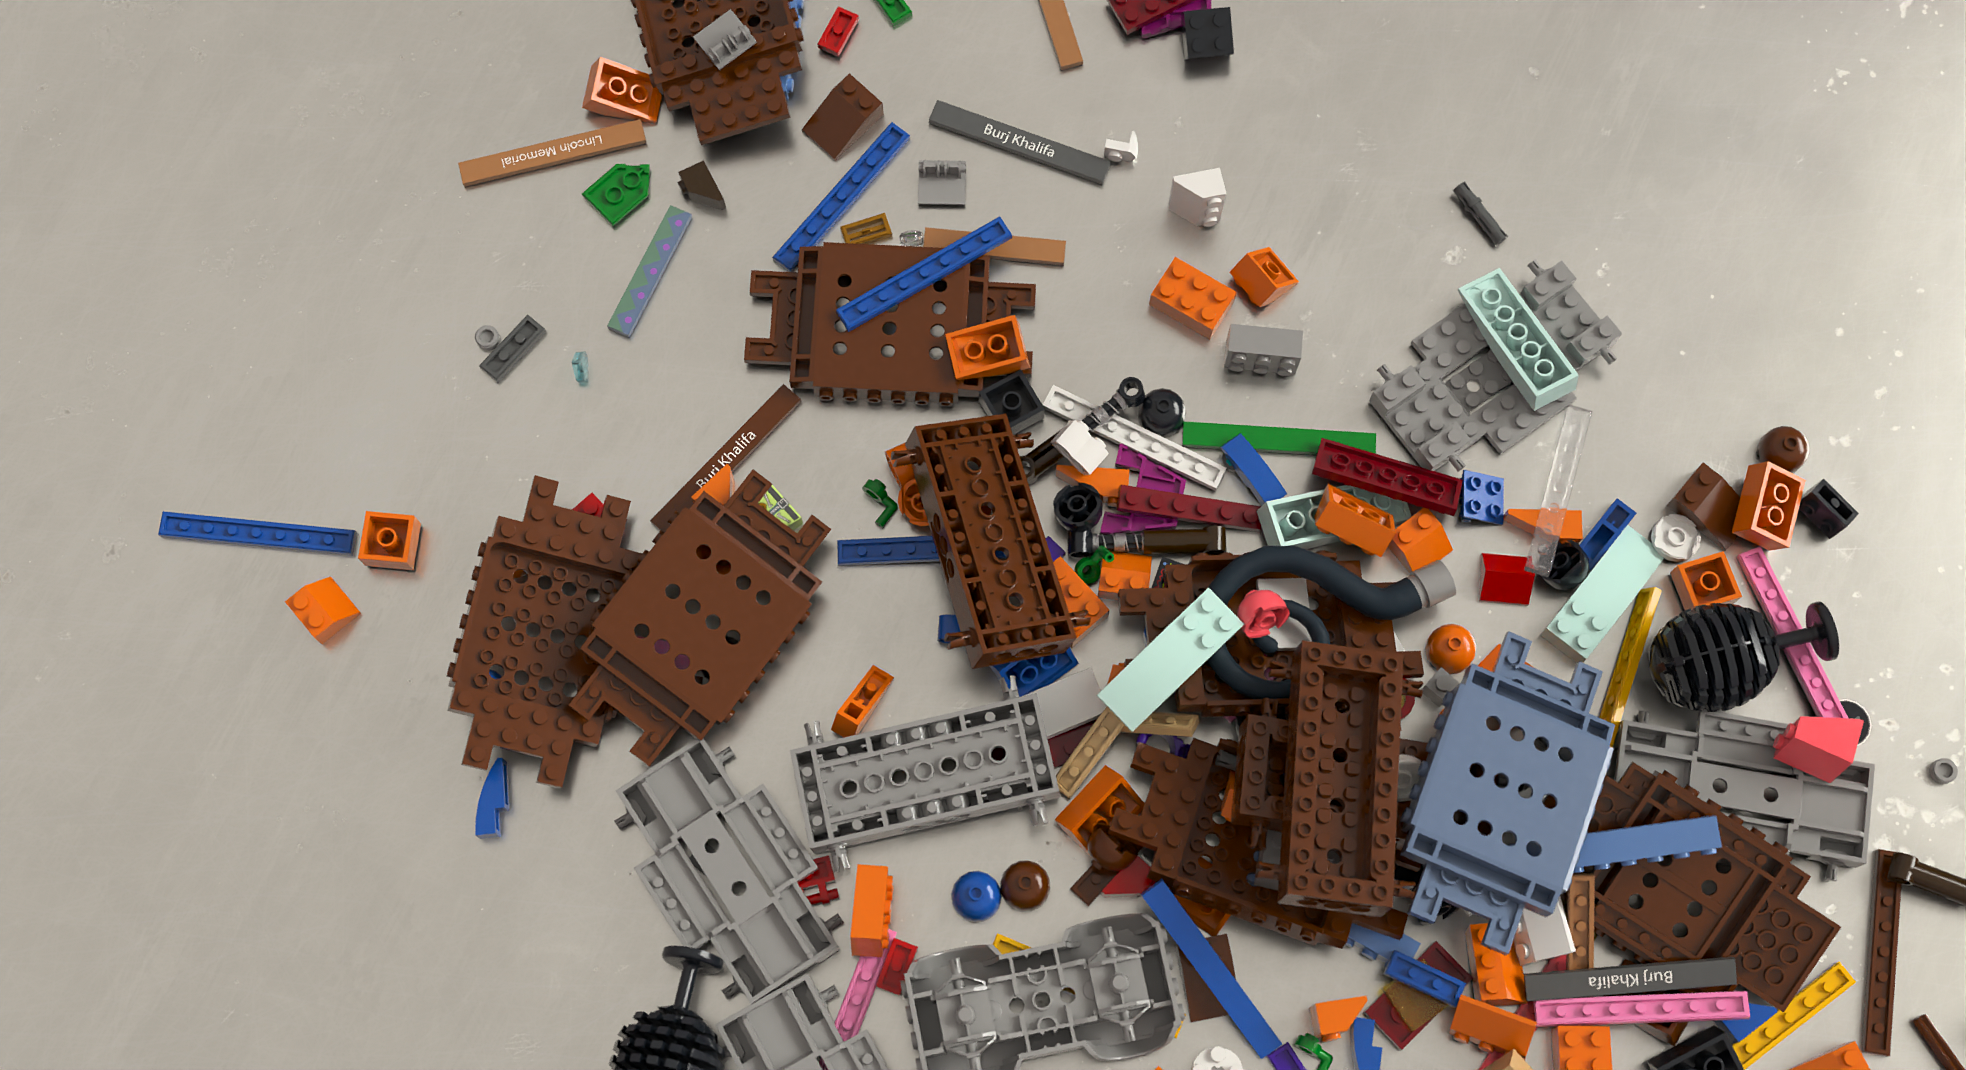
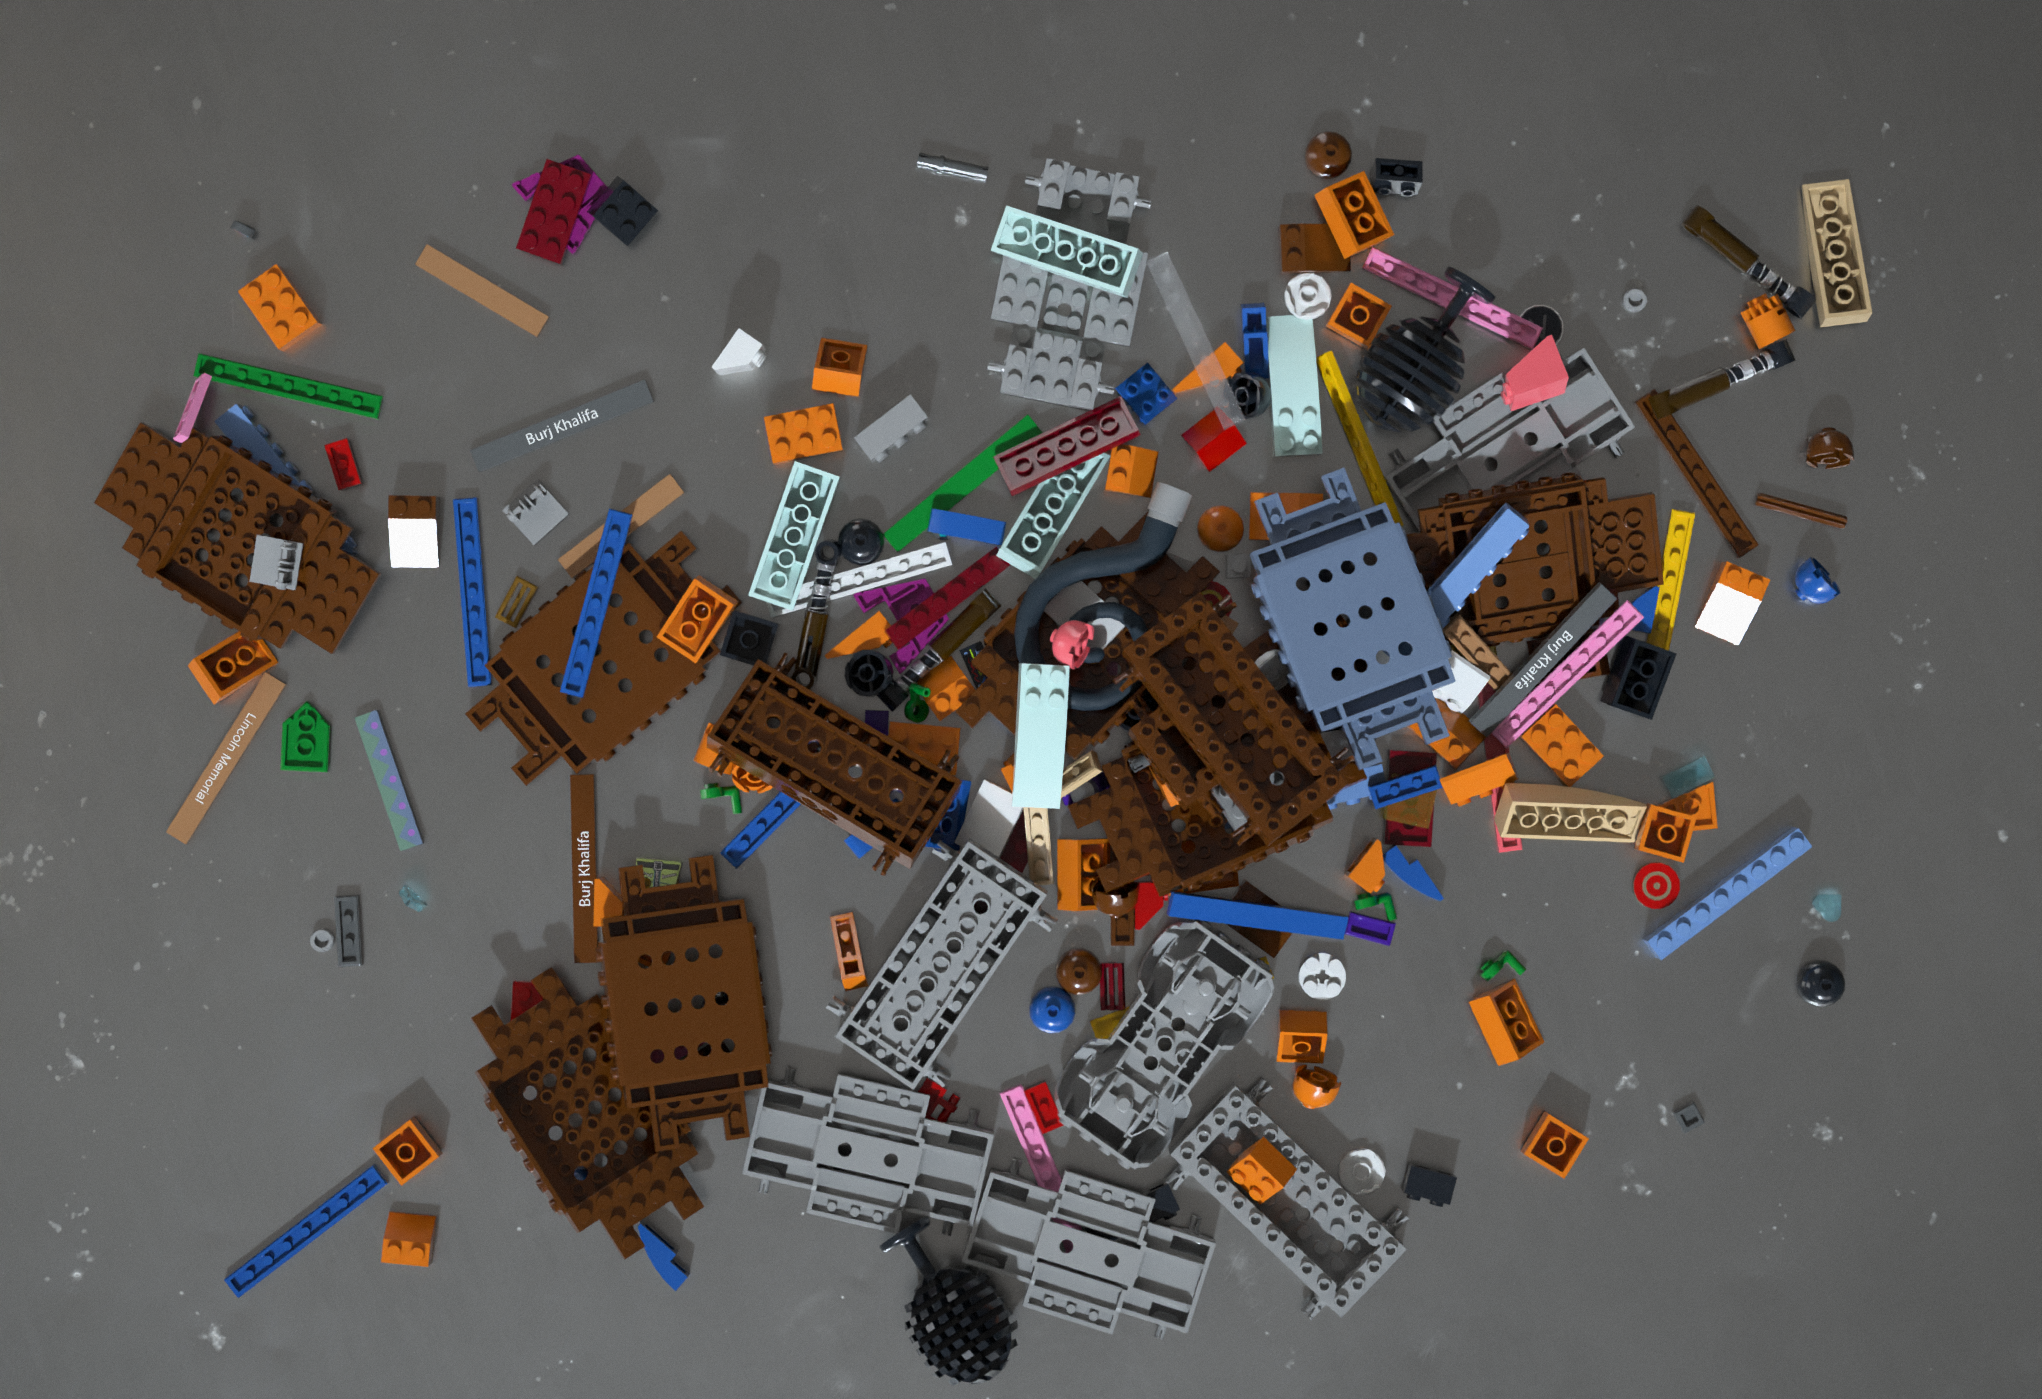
camera: 45 degrees left, 15 degrees up
(701, 186) = (361, 682): dark brown slope -> none
(871, 911) = (993, 1090): orange brick -> none
(911, 238) = (556, 579): clear tile -> none
(1042, 919) = (1121, 987): none -> dark red tile
(1080, 447) = (831, 630): white brick -> none
(1122, 151) = (642, 367): white plate -> none
(1130, 352) = (794, 535): none -> light aqua slope
(1354, 521) = (1073, 502): orange slope -> none

